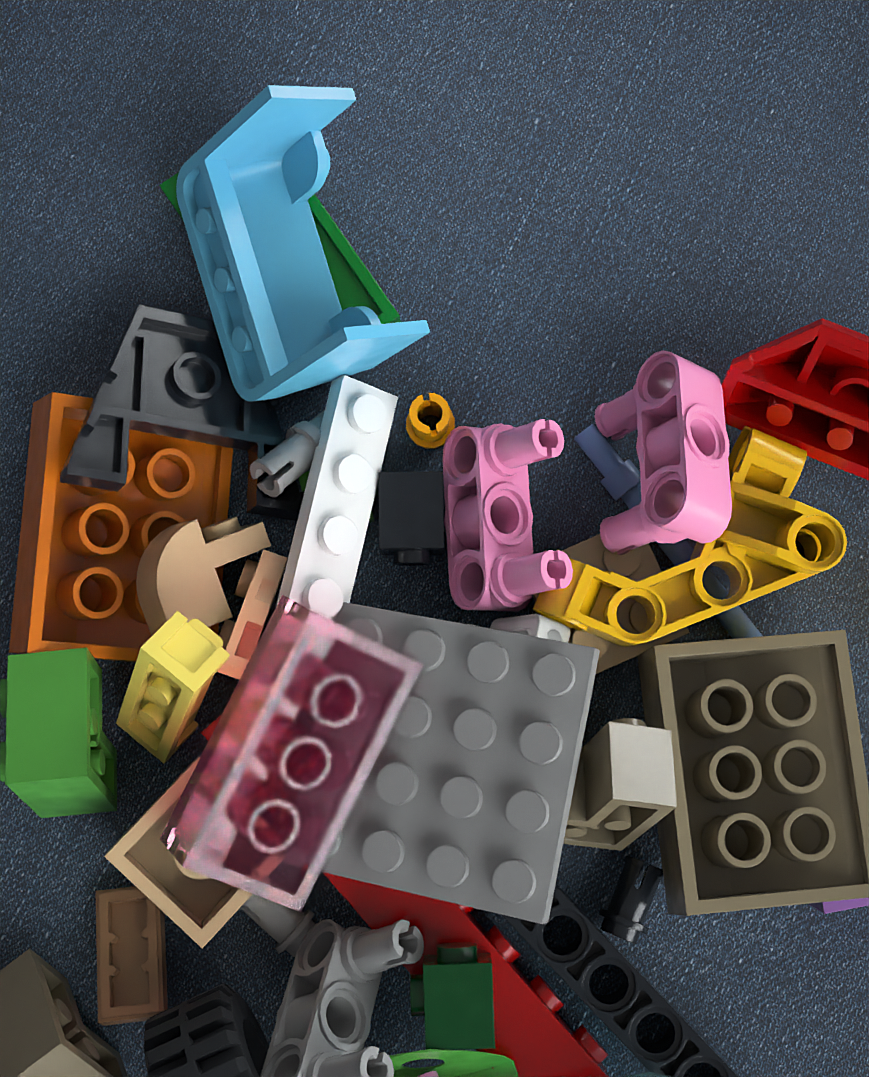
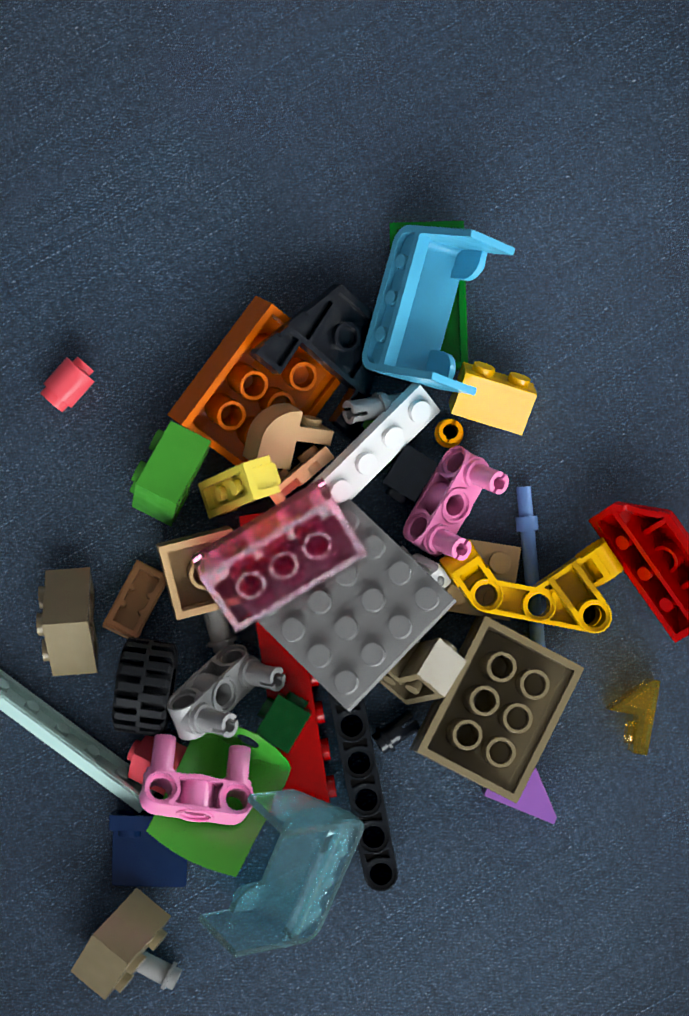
camera: 25 degrees right, 5 degrees up
(468, 329) = (499, 398): none -> yellow brick
(679, 455) = (559, 531): bright pink piece -> none

